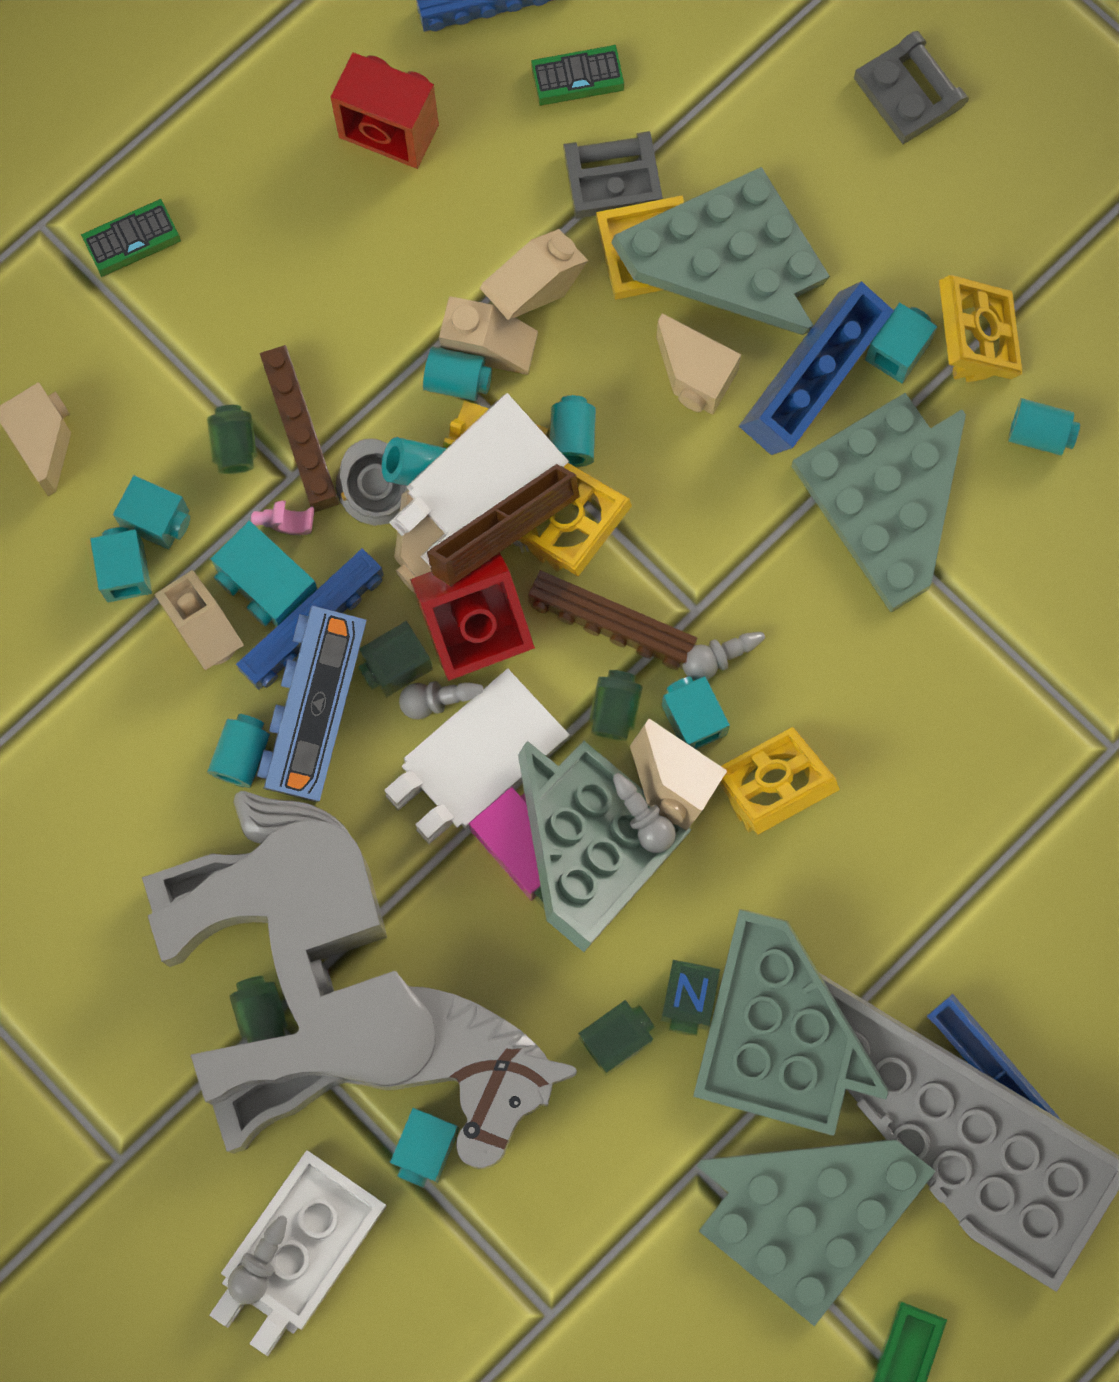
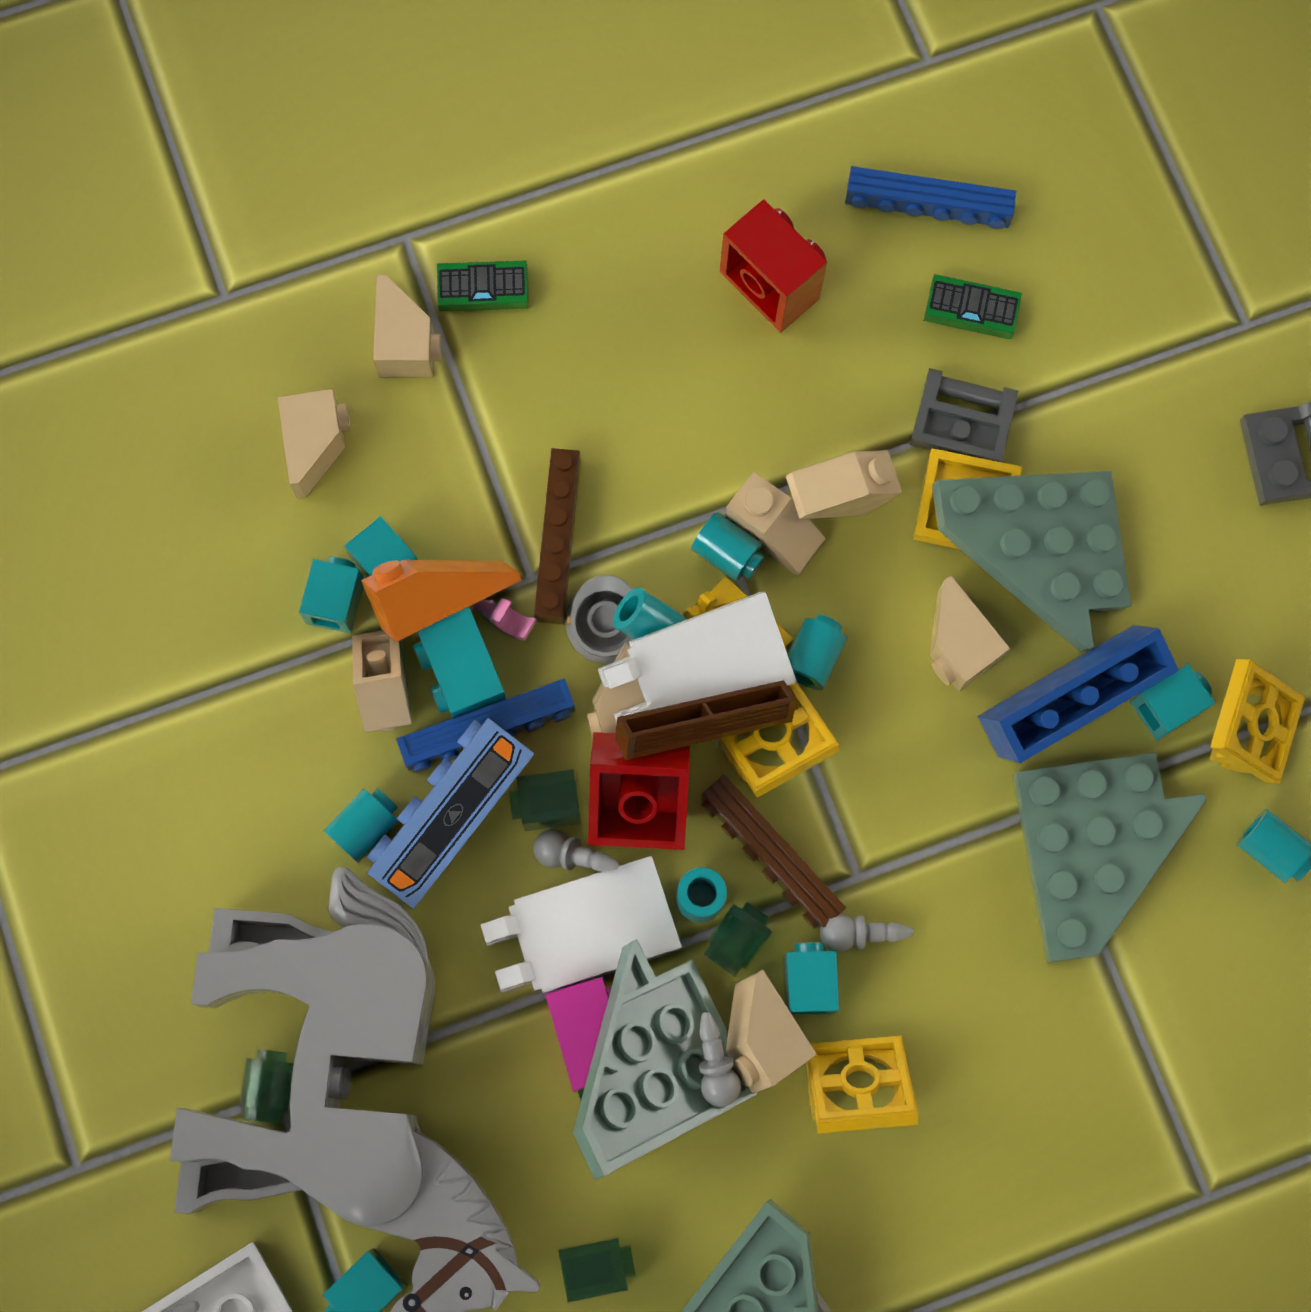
camera: 20 degrees right, 0 degrees up
(79, 309) = (402, 334): none -> tan slope
(200, 527) = (422, 592): none -> orange slope
(232, 439) = (489, 519): clear green brick -> none
(566, 680) = (701, 895): none -> teal brick
(689, 997) = (682, 1261): clear green brick -> none

